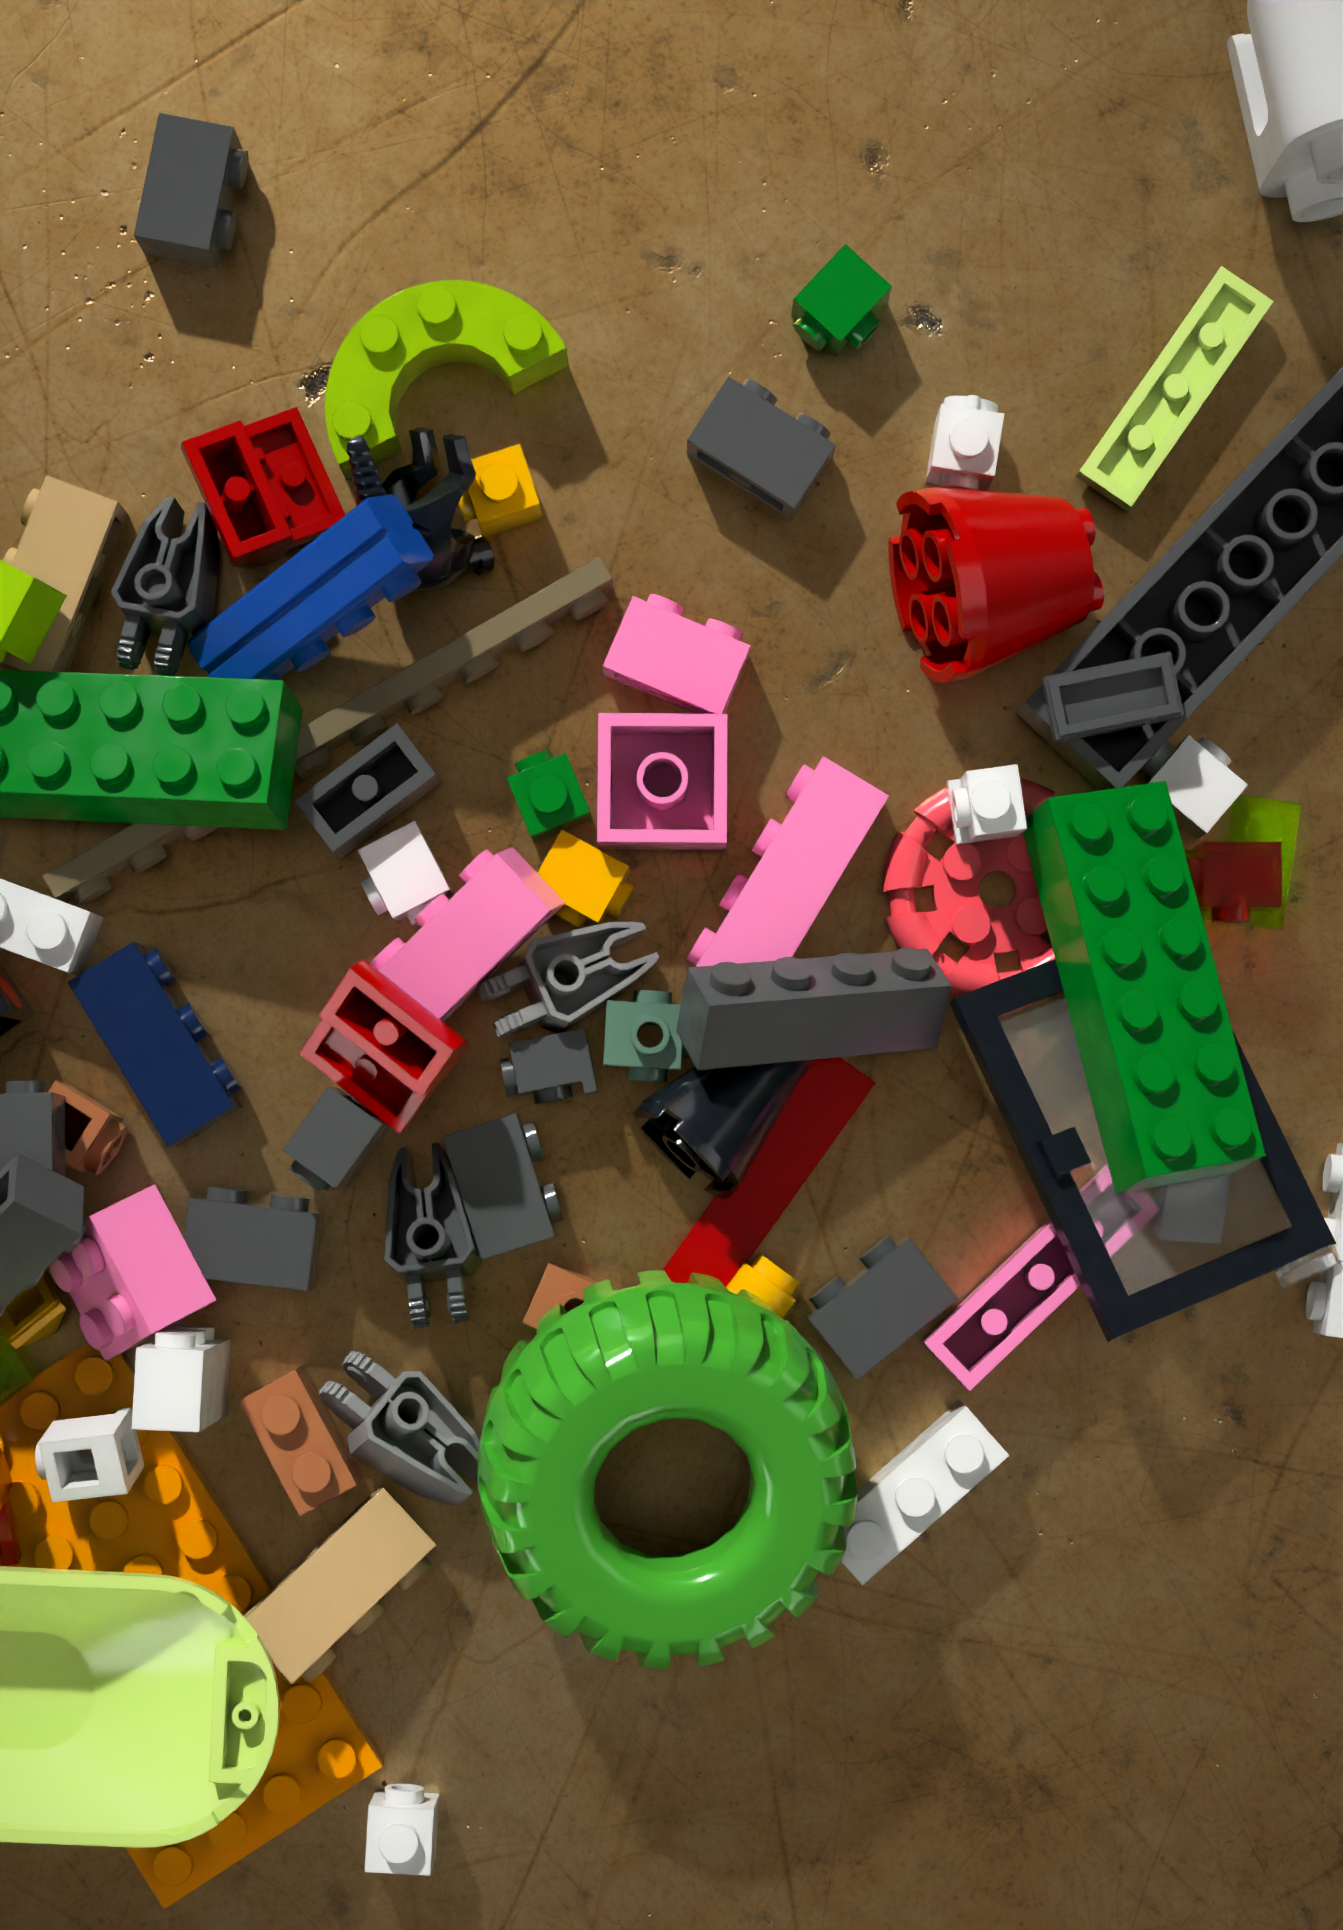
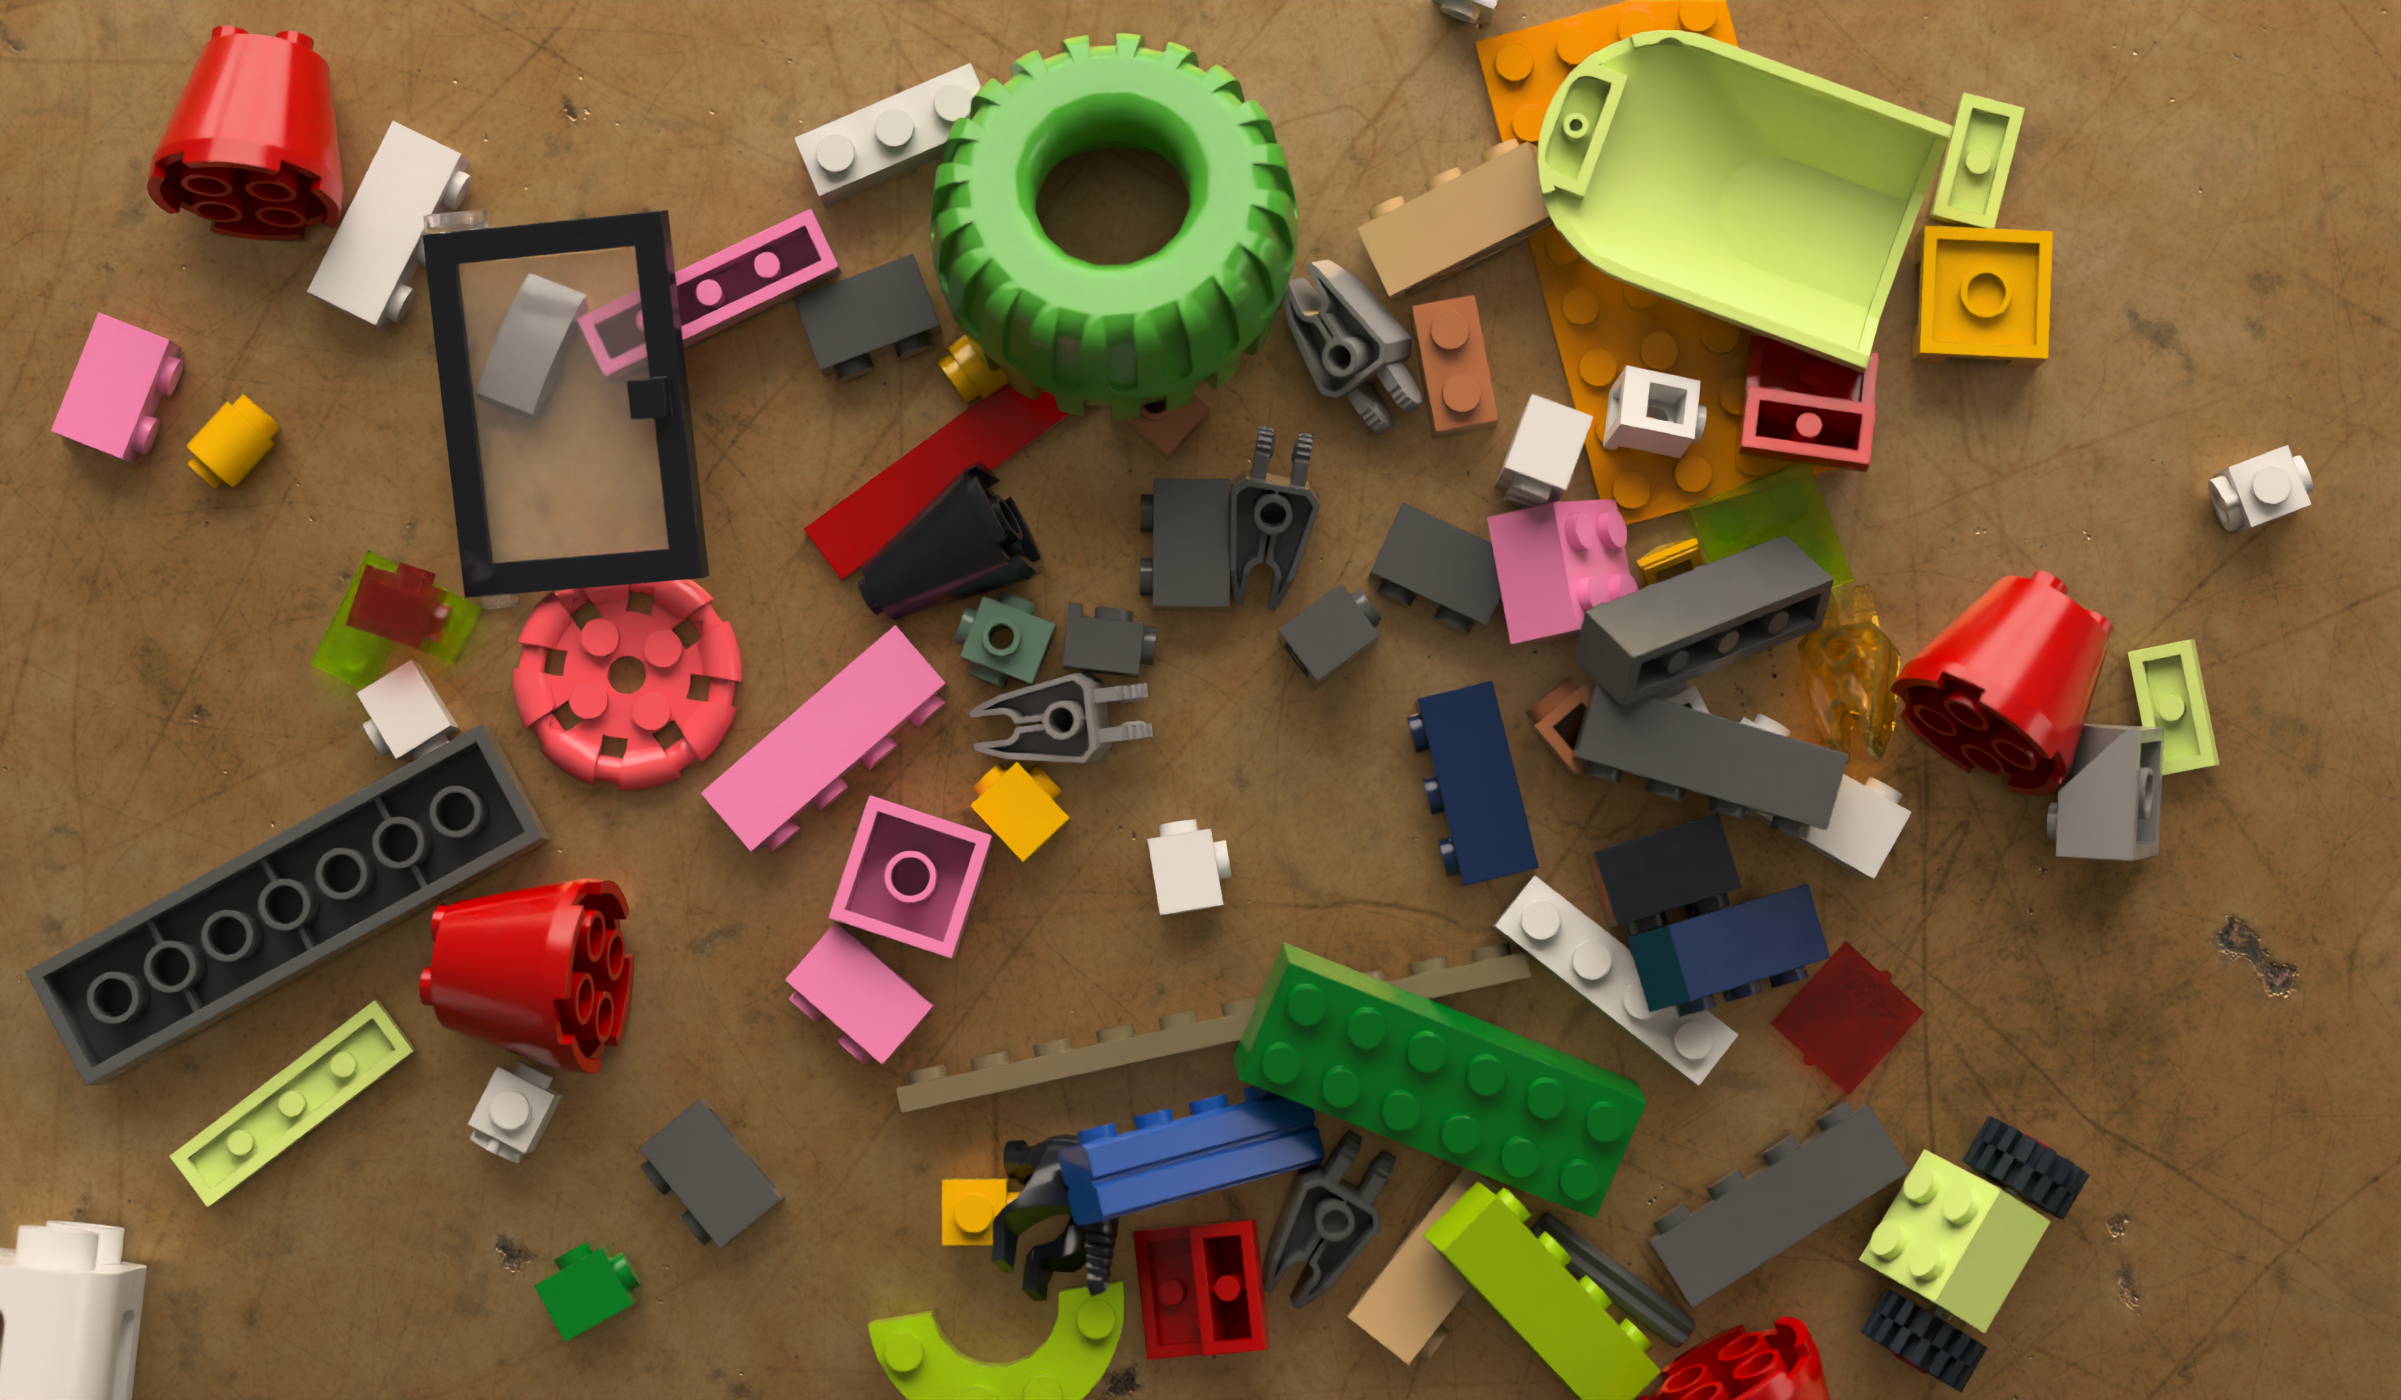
camera: 160 degrees left, 0 degrees up
(367, 791) = (1195, 958): dark grey brick -> none
(382, 1046) = (1255, 703): red brick -> none
(471, 933) = (1179, 768): bright pink brick -> none
(548, 795) = (1025, 901): green brick -> none
(812, 1008) = (839, 611): dark grey brick -> none
(987, 805) = (611, 752): white brick -> none
(1112, 697) = (458, 813): dark grey tile -> none
(1141, 987) = (524, 532): green brick -> none

